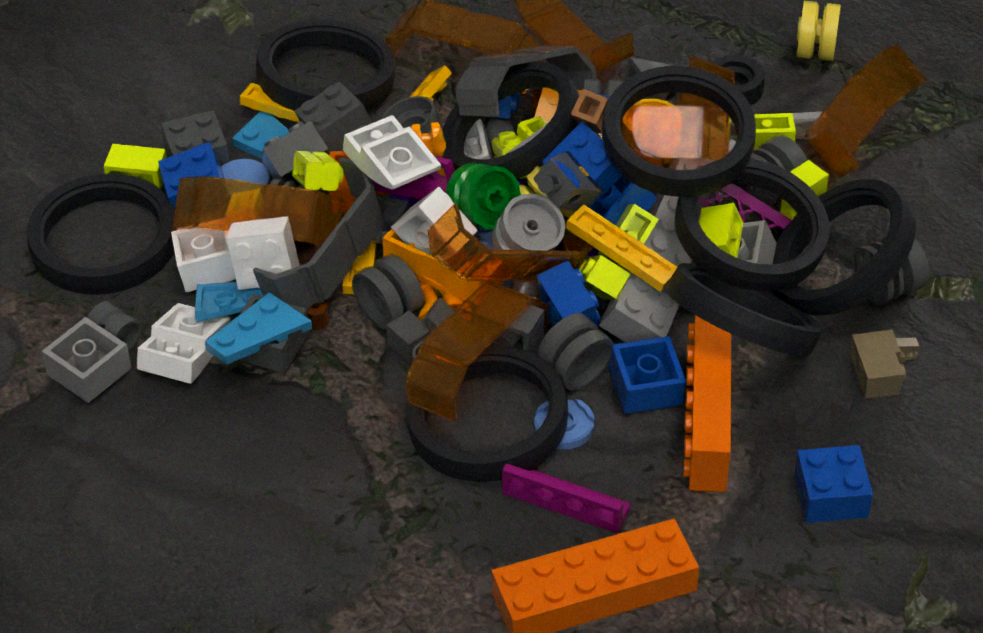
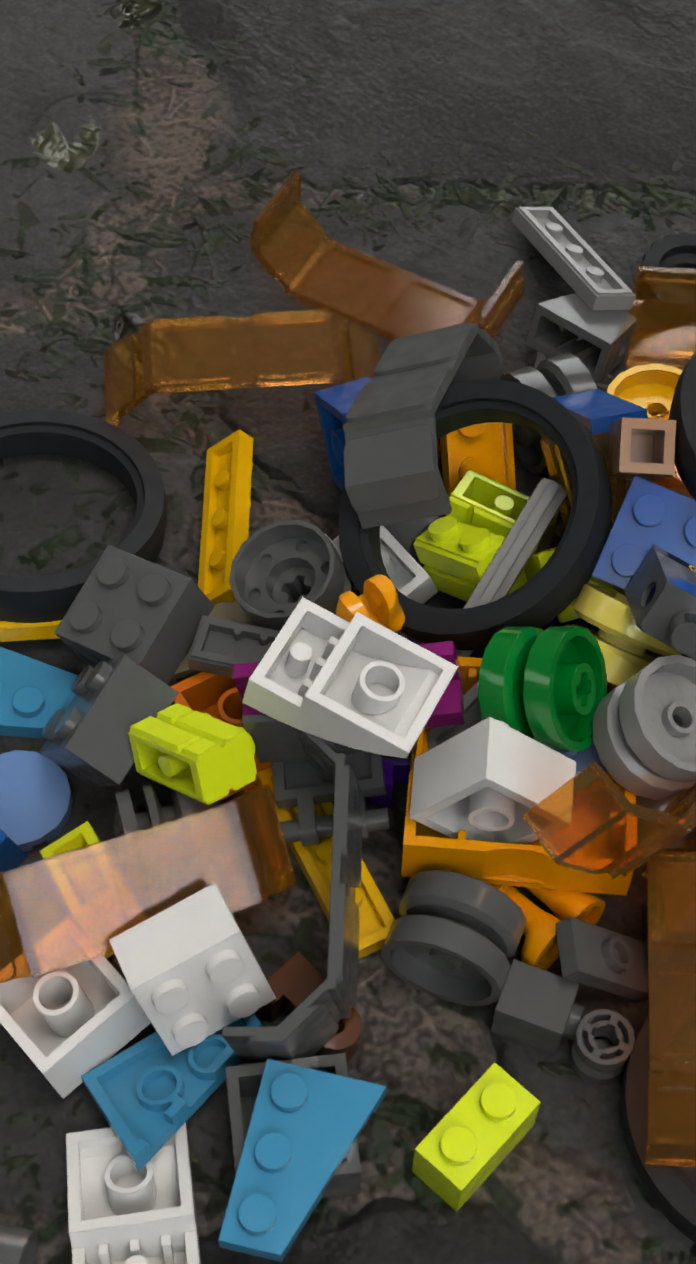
camera: 30 degrees left, 10 degrees up
(345, 369) = (475, 1136): none -> neon yellow brick
(676, 43) = (573, 259): none -> light grey tile

